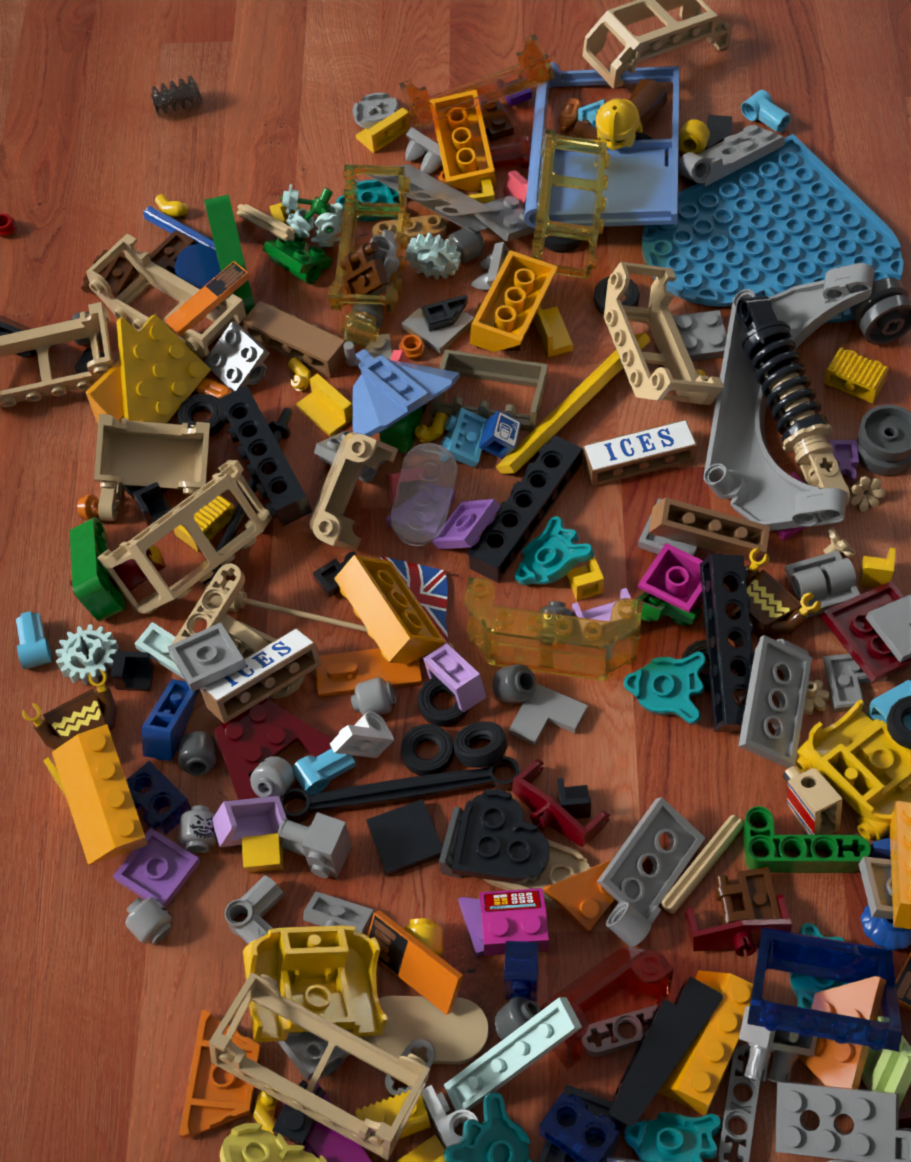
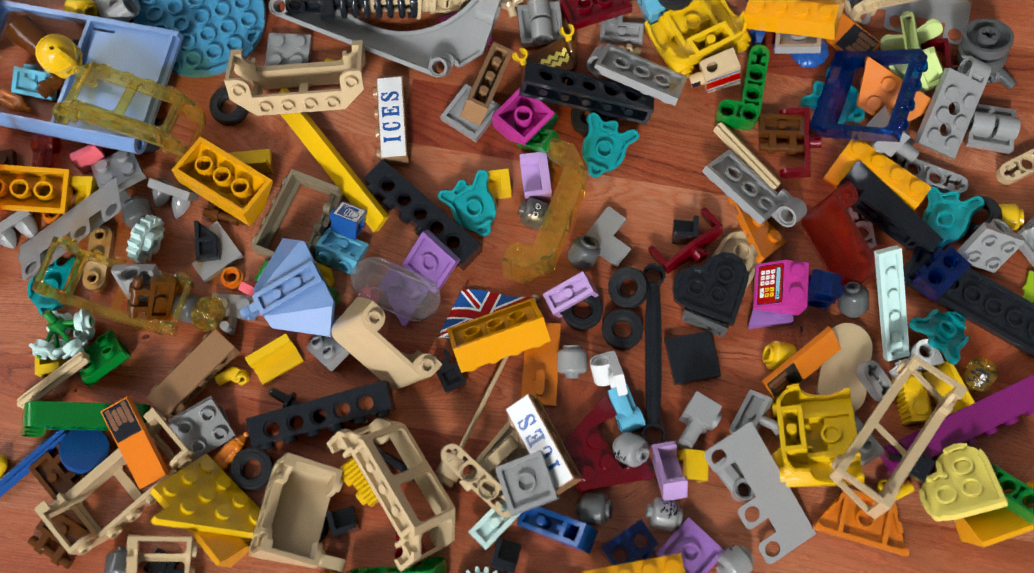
camera: 80 degrees left, 15 degrees up
(221, 967) = (772, 496): none -> light grey piece

